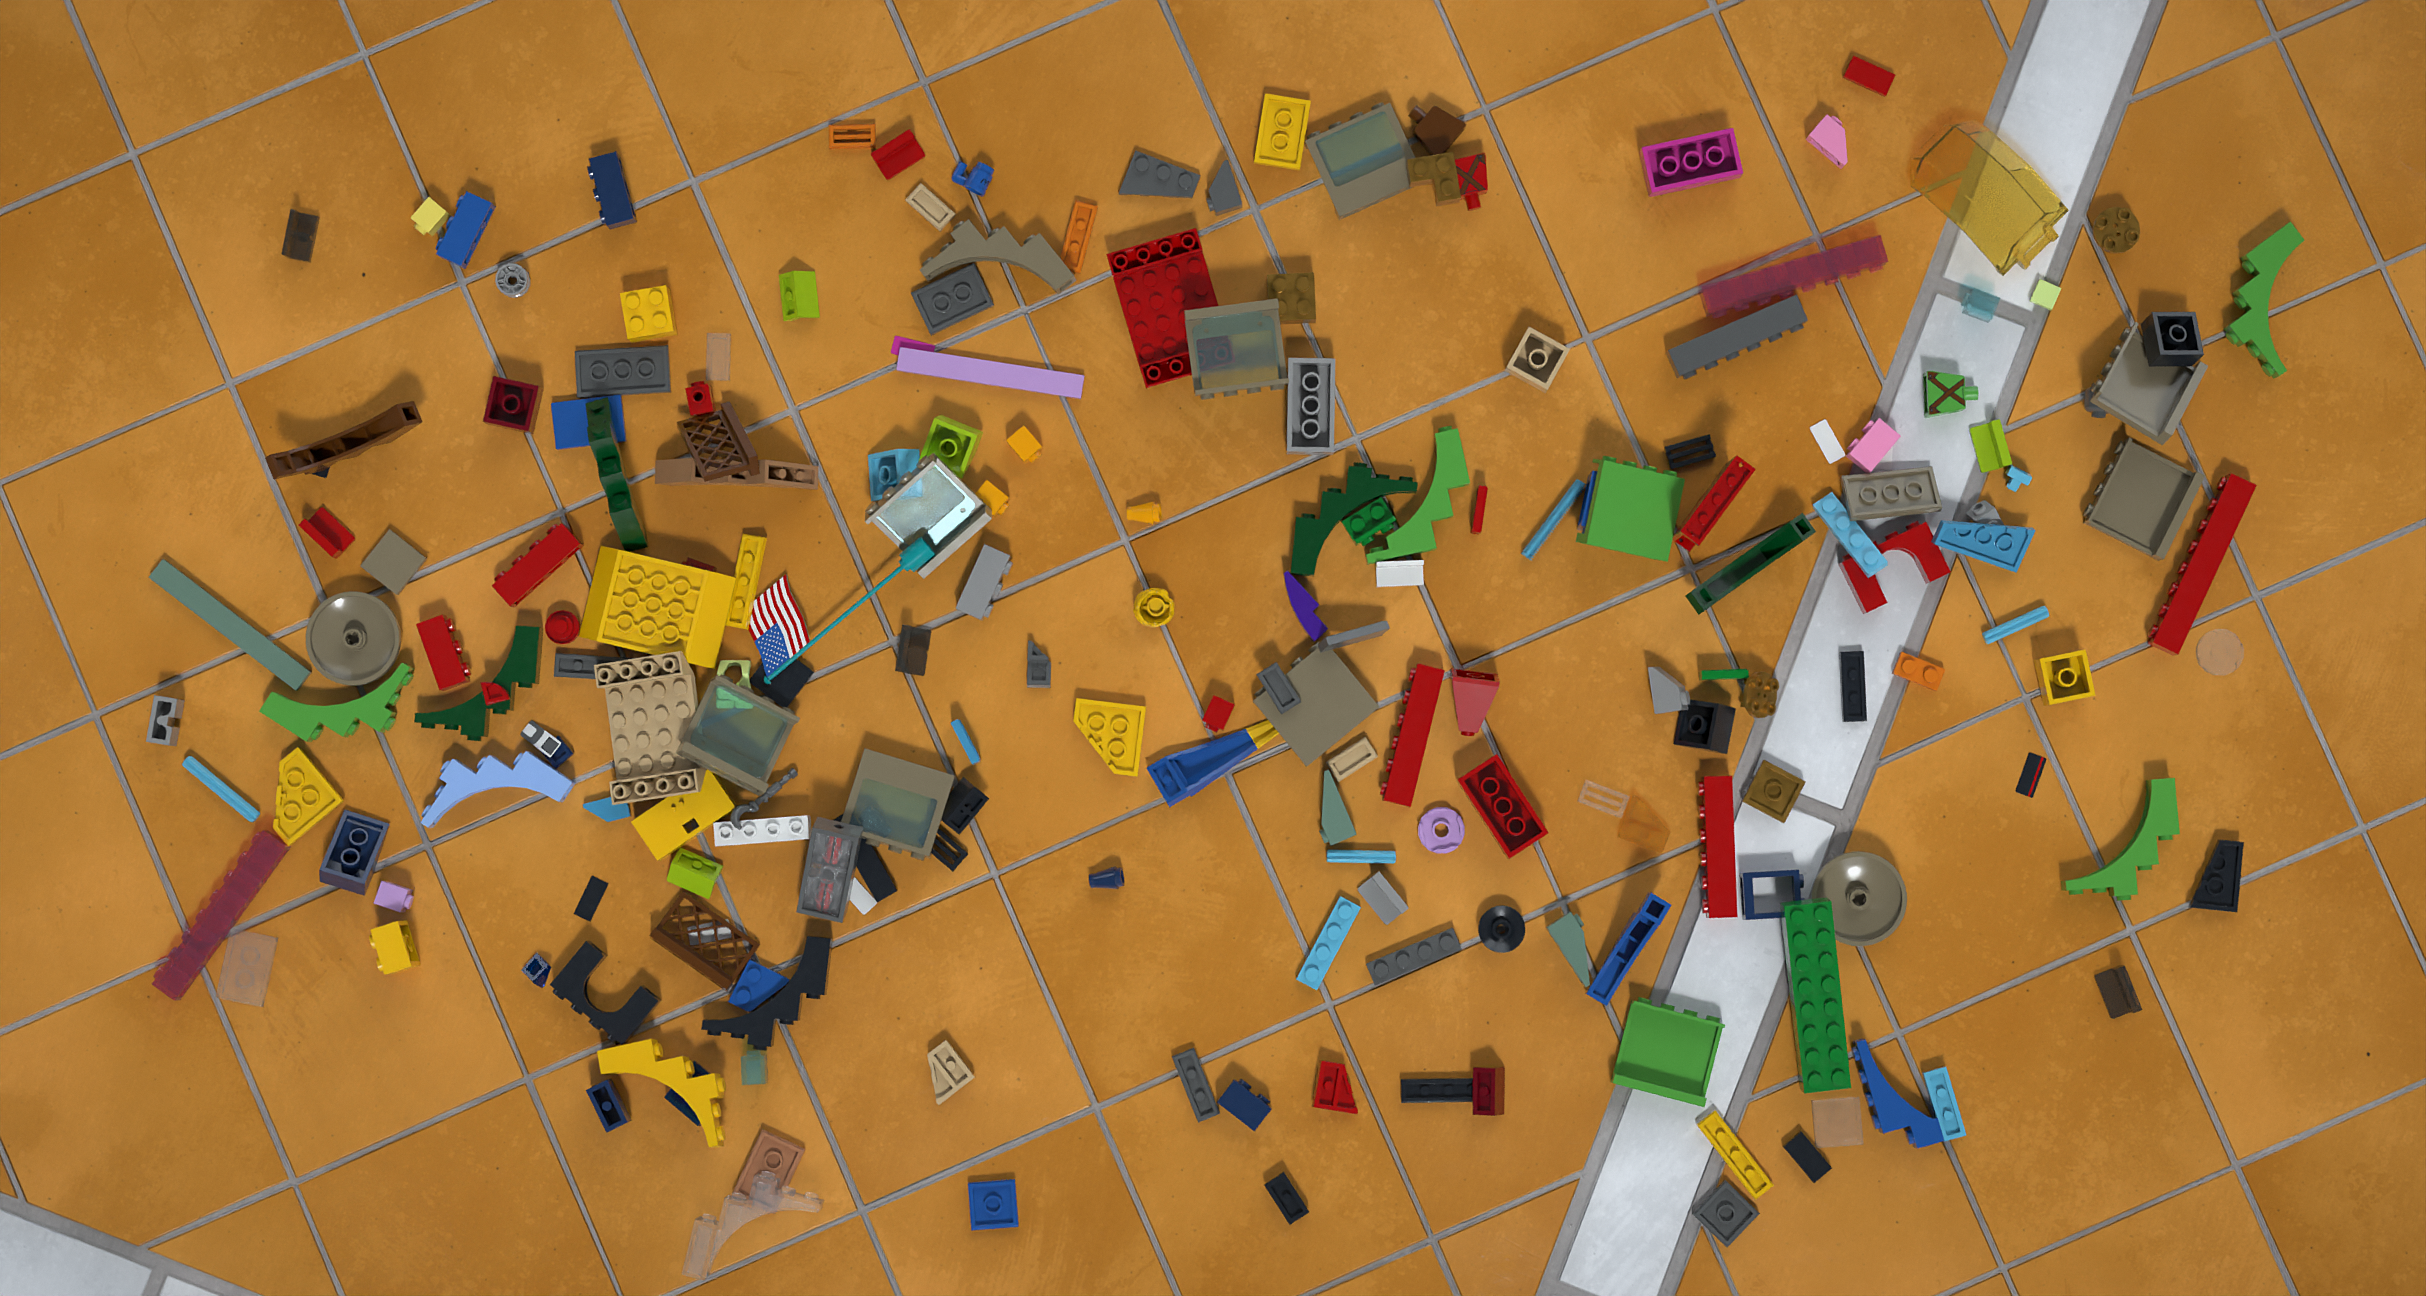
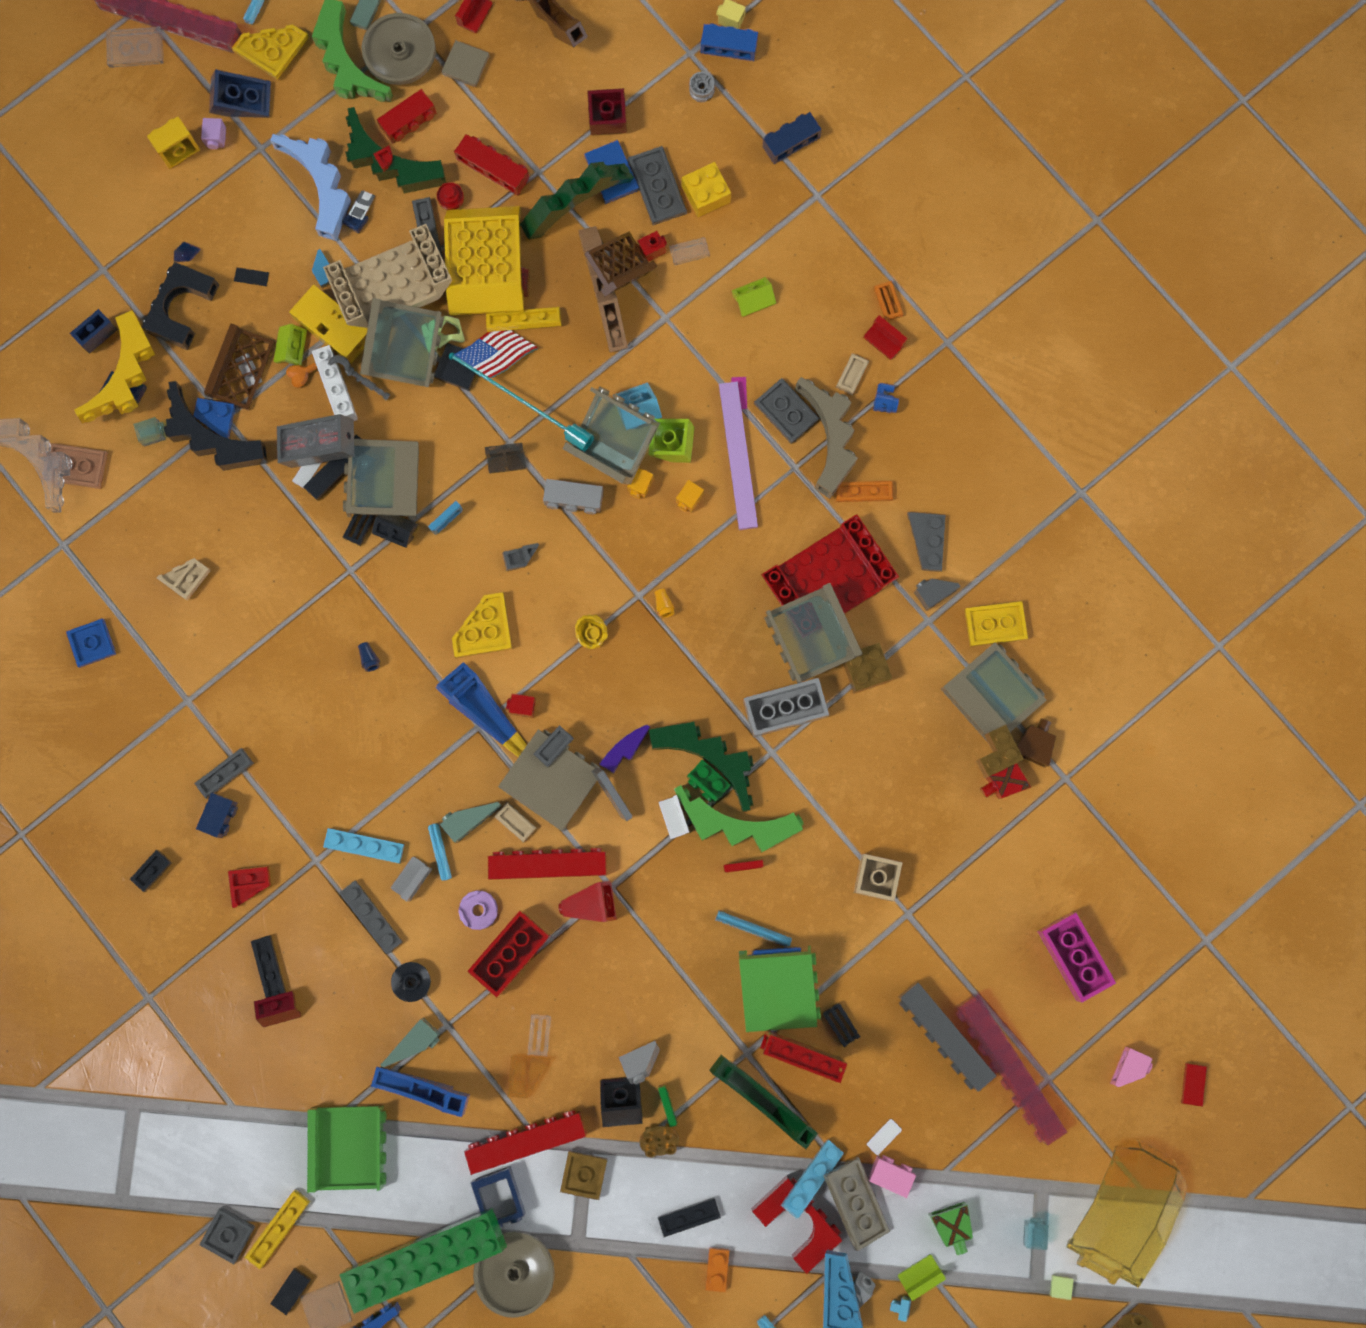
camera: 70 degrees right, 5 degrees down
(734, 870) = (300, 374): none -> orange rock

